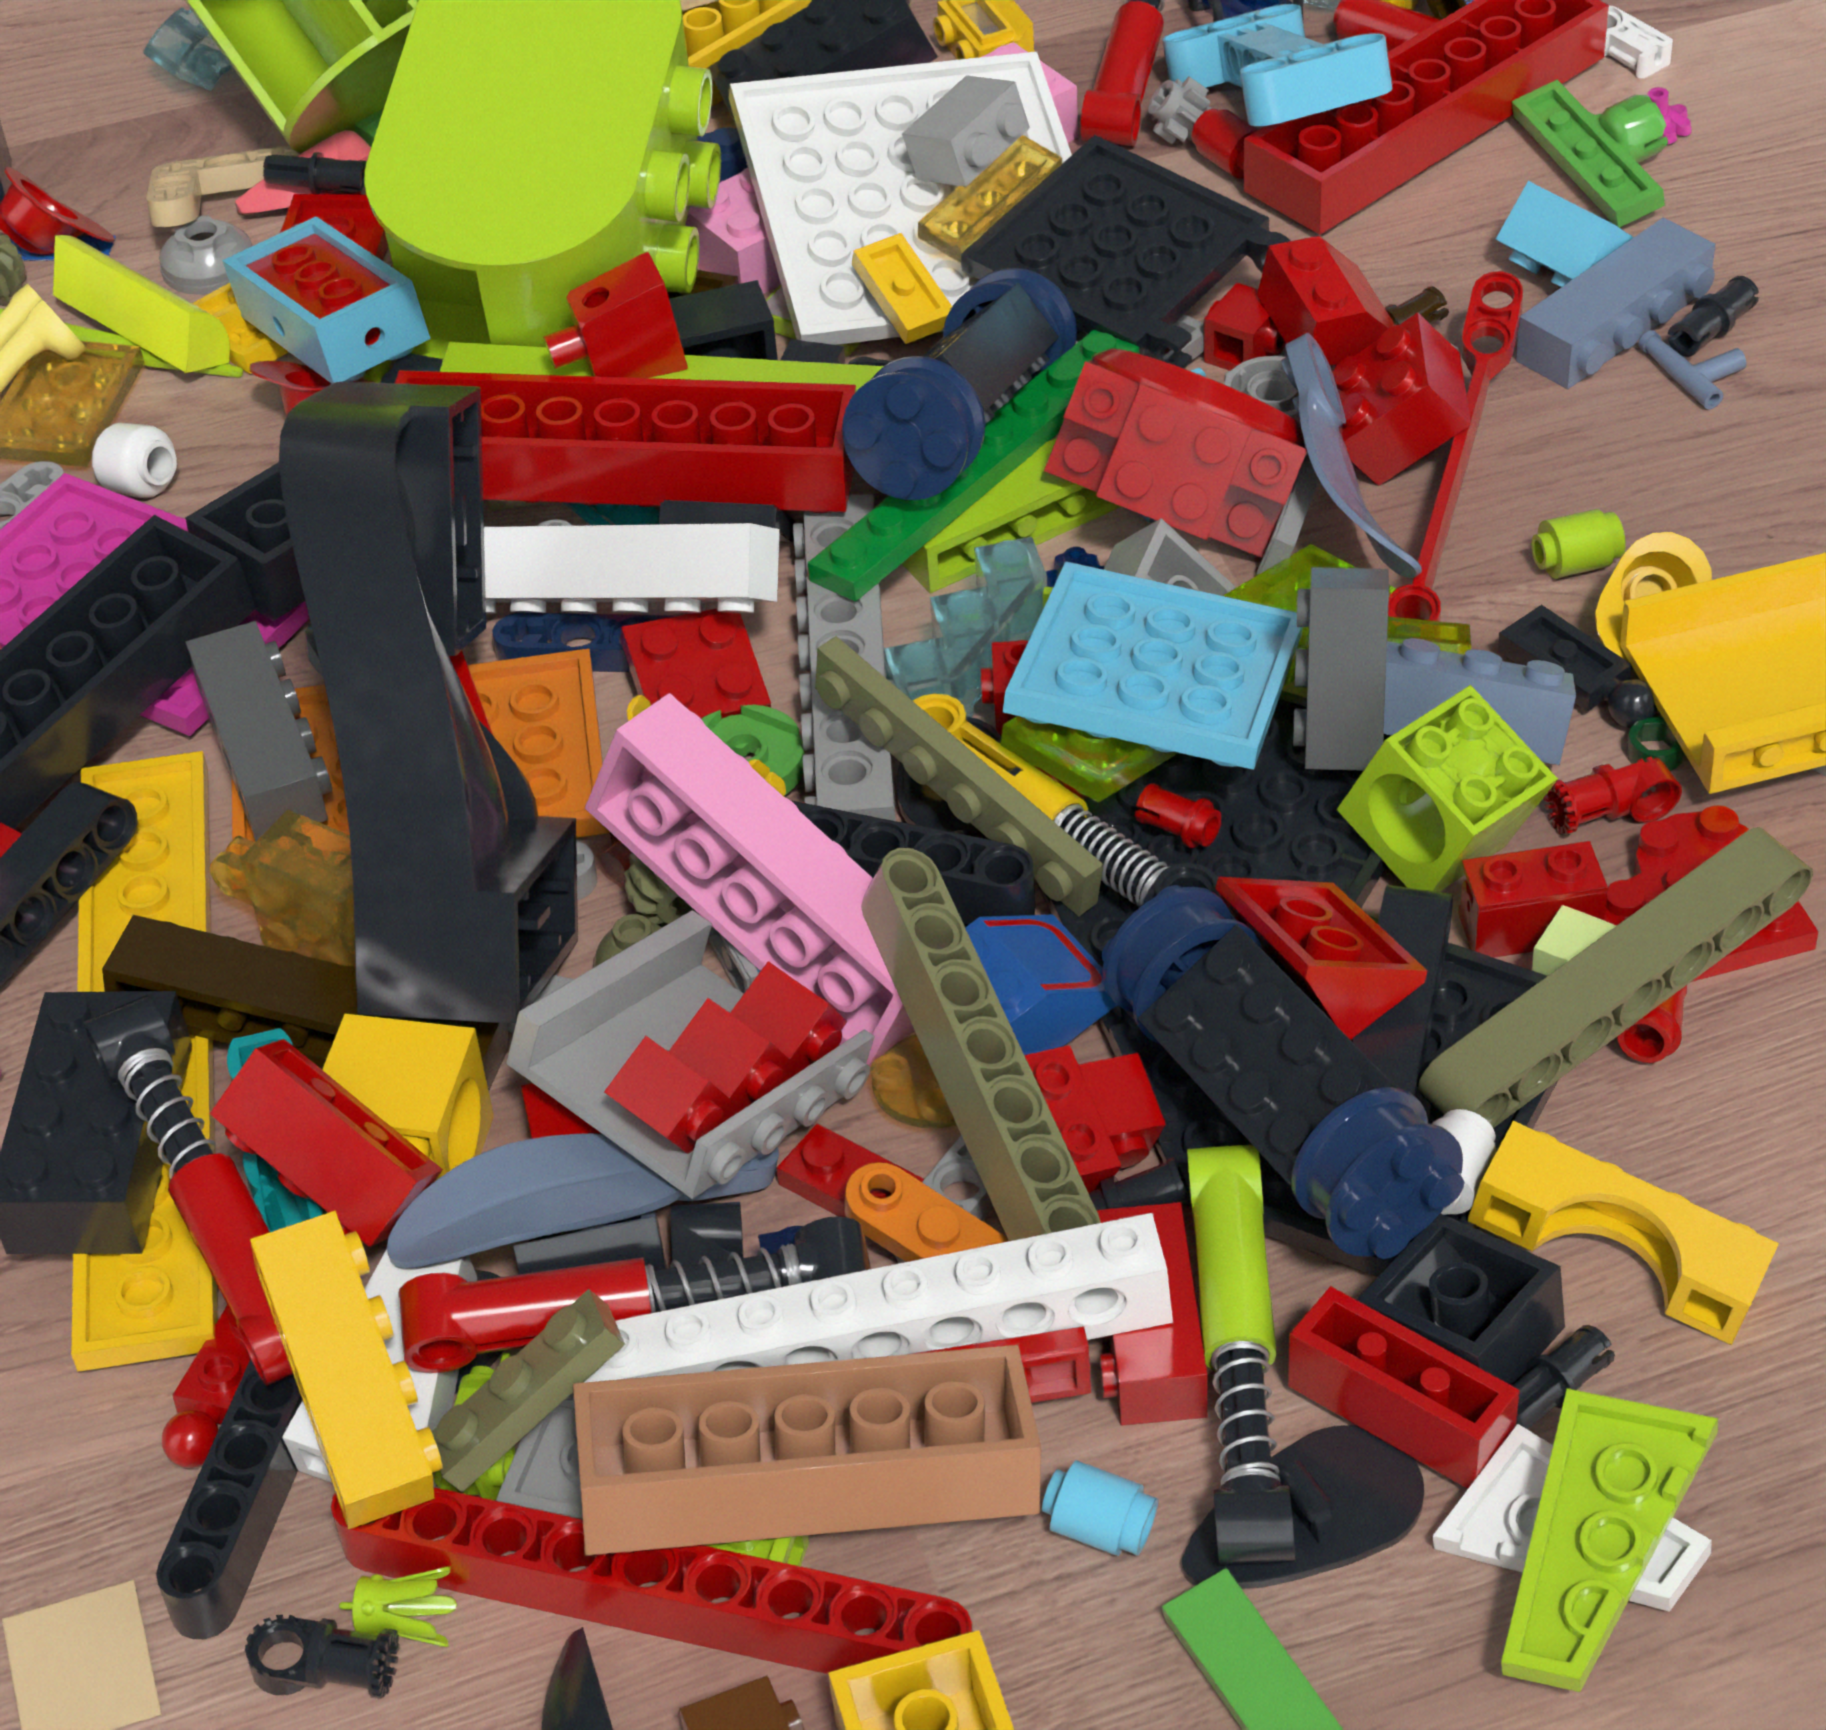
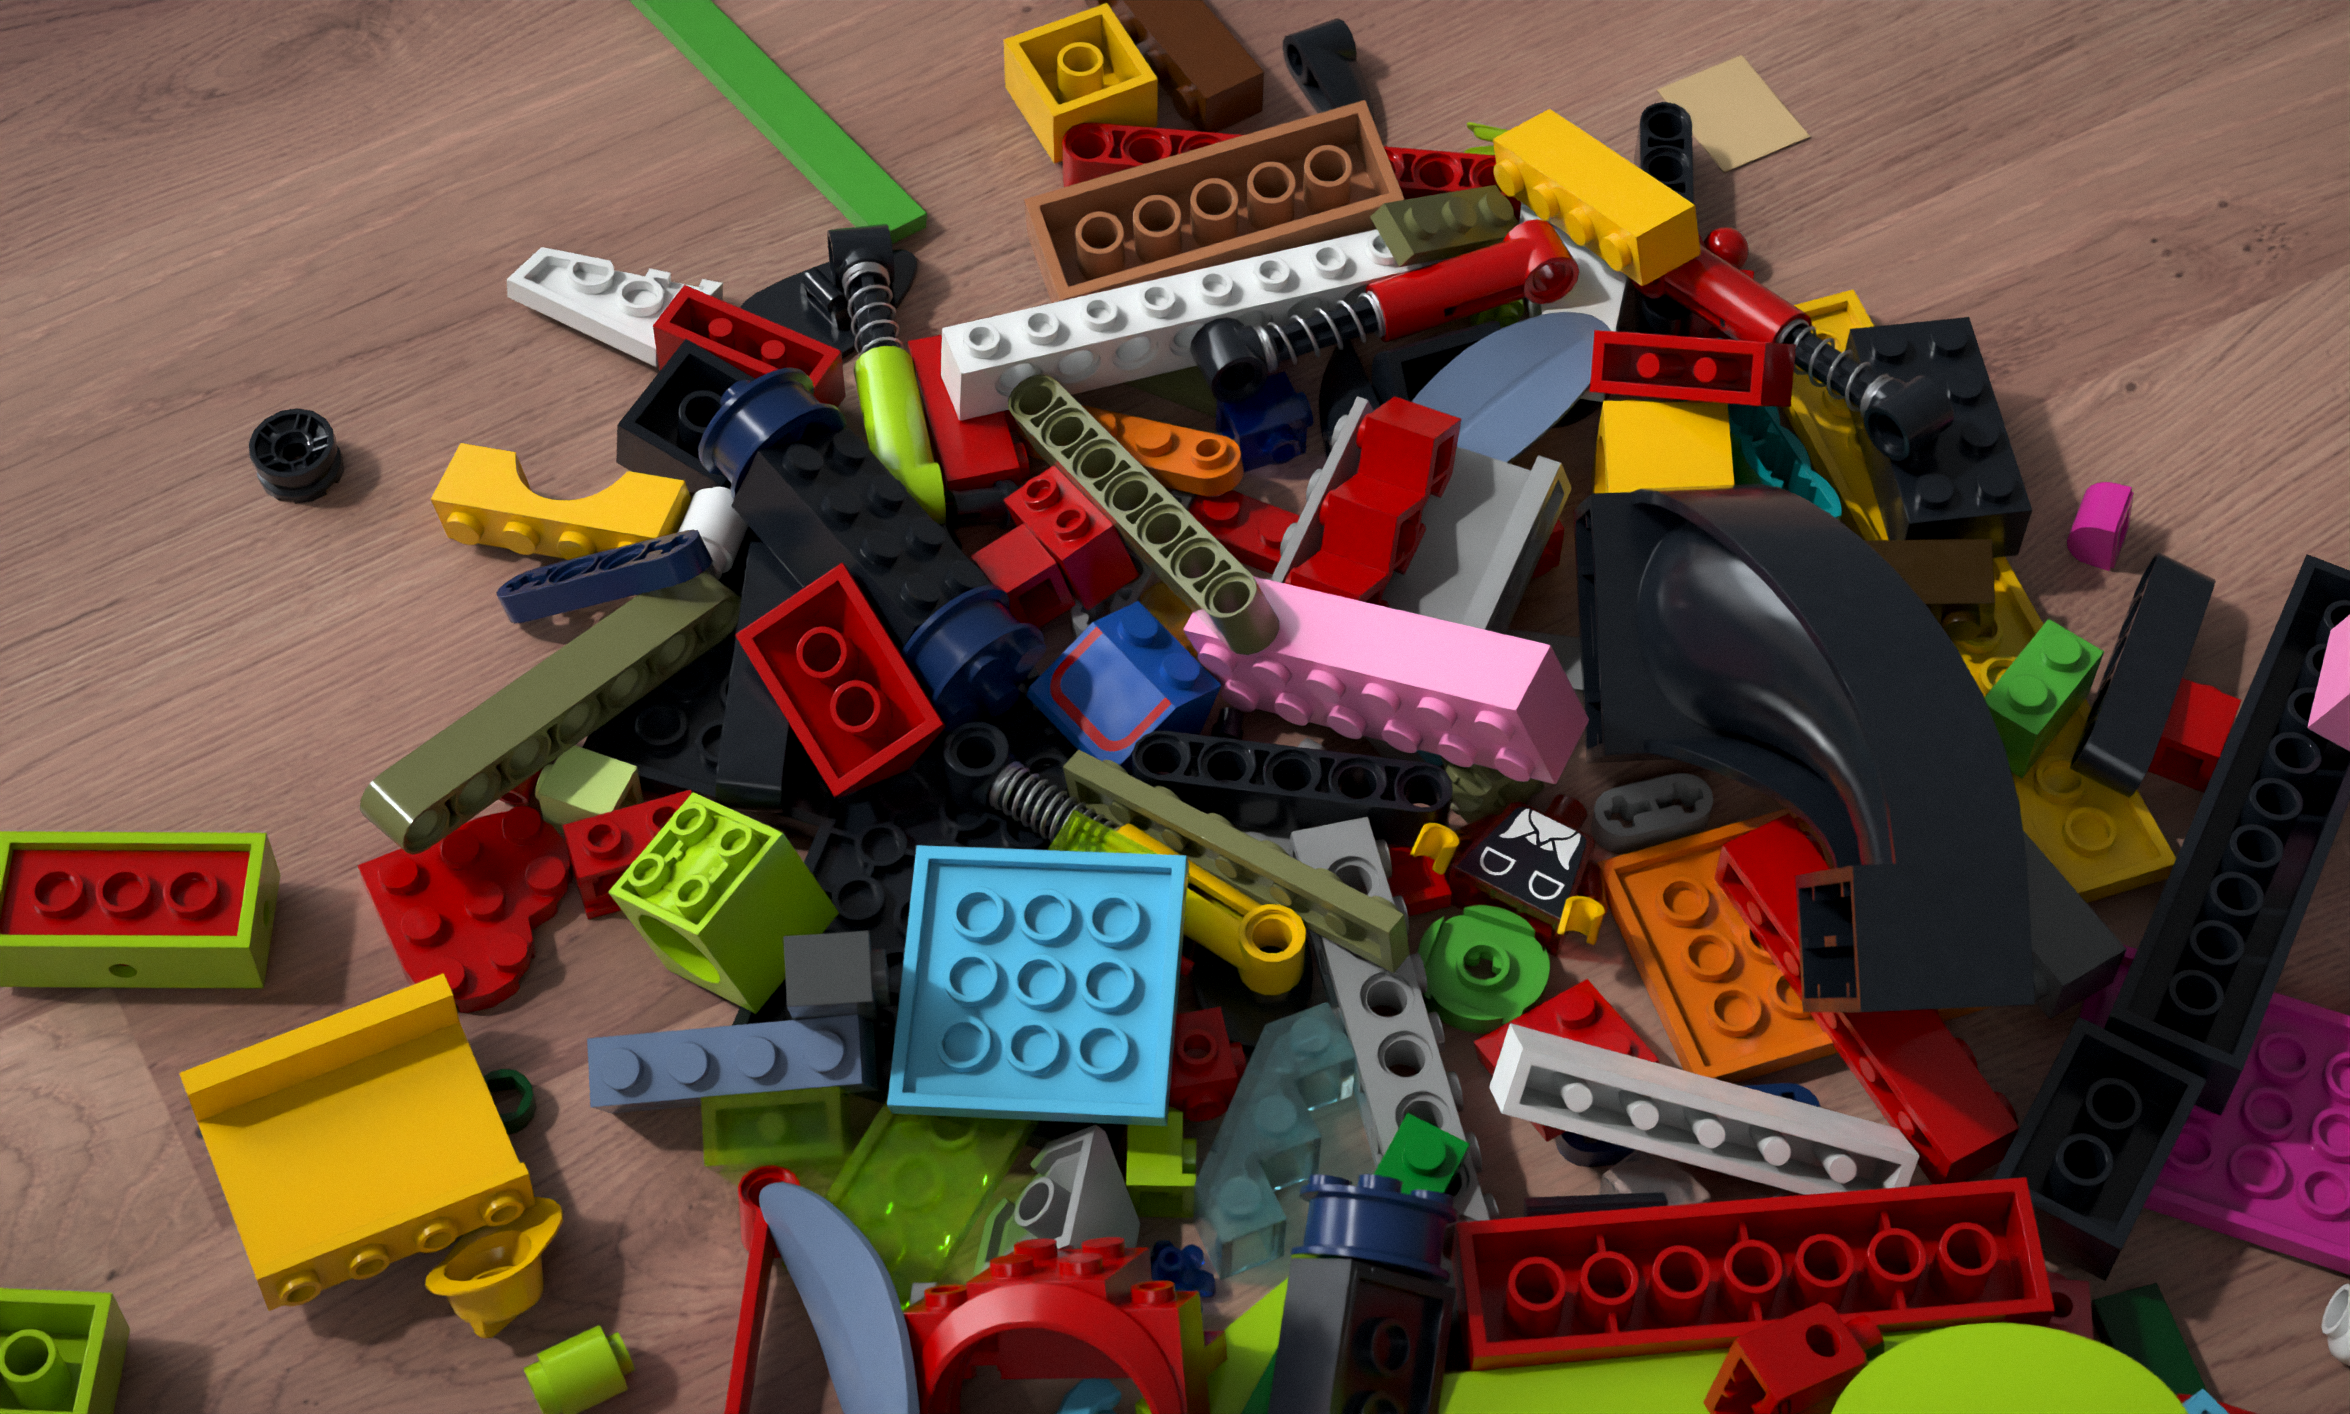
camera: 165 degrees right, 10 degrees up
(136, 867) = (2041, 692): none -> bright green brick
(327, 1656) = (1521, 106): black connector -> none
(1100, 1509) = (983, 271): medium azure brick -> none
(1562, 1369) = (600, 435): black axle -> none
(1576, 1109) = (604, 576): none -> dark blue beam
(1595, 669) = (590, 1188): black plate -> none
(1599, 1519) = (593, 266): lime wing -> none
(1614, 795) = (526, 1014): red connector -> none

